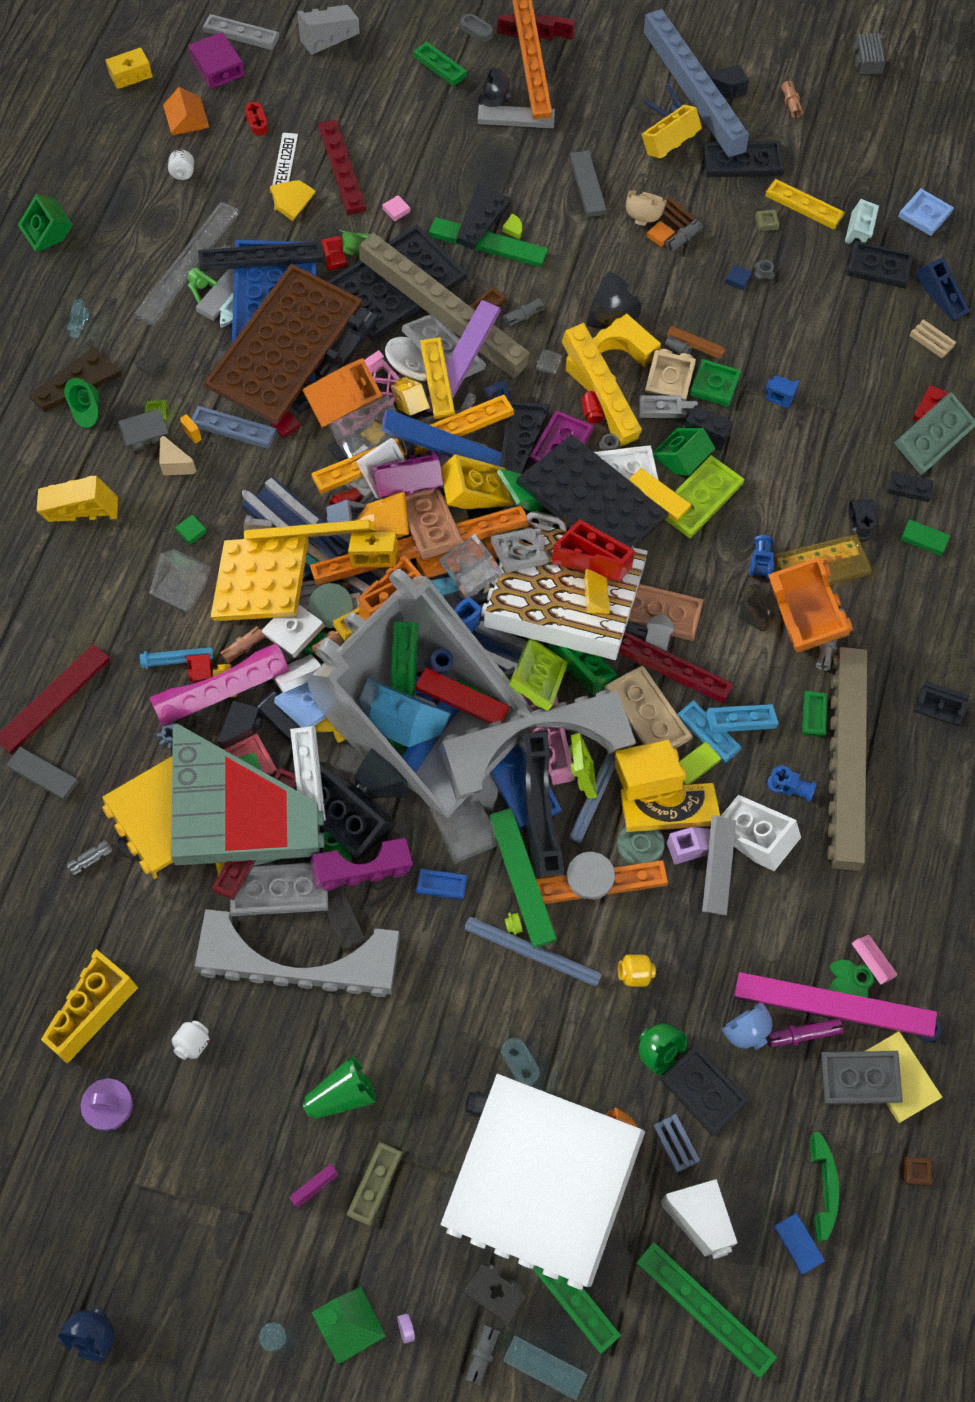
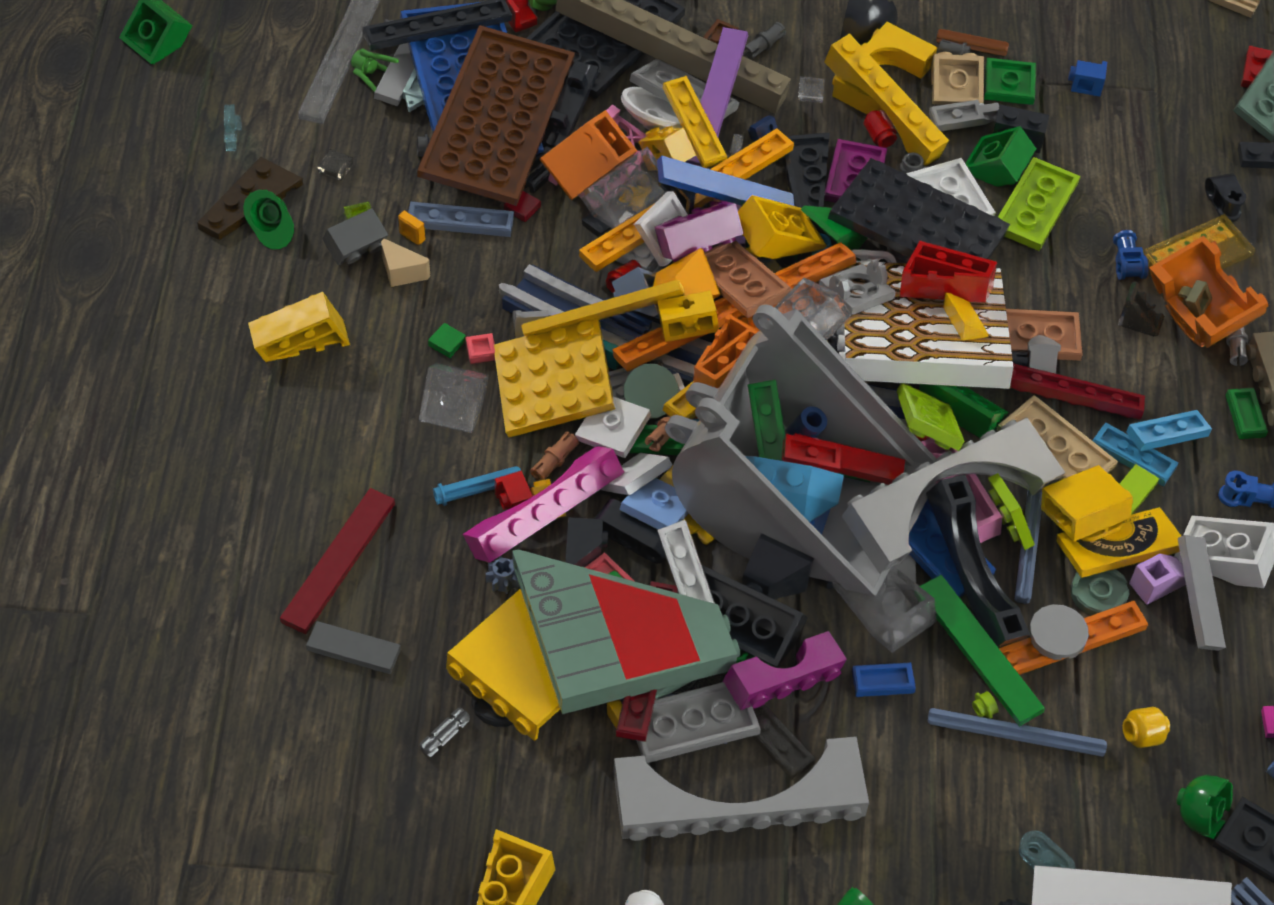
camera: 15 degrees left, 10 degrees down
(214, 541) = (480, 348): none -> coral tile
(429, 690) = (811, 453): none -> red plate
(661, 494) = (994, 206): yellow tile -> none
(802, 607) = (1196, 298): none -> olive tile

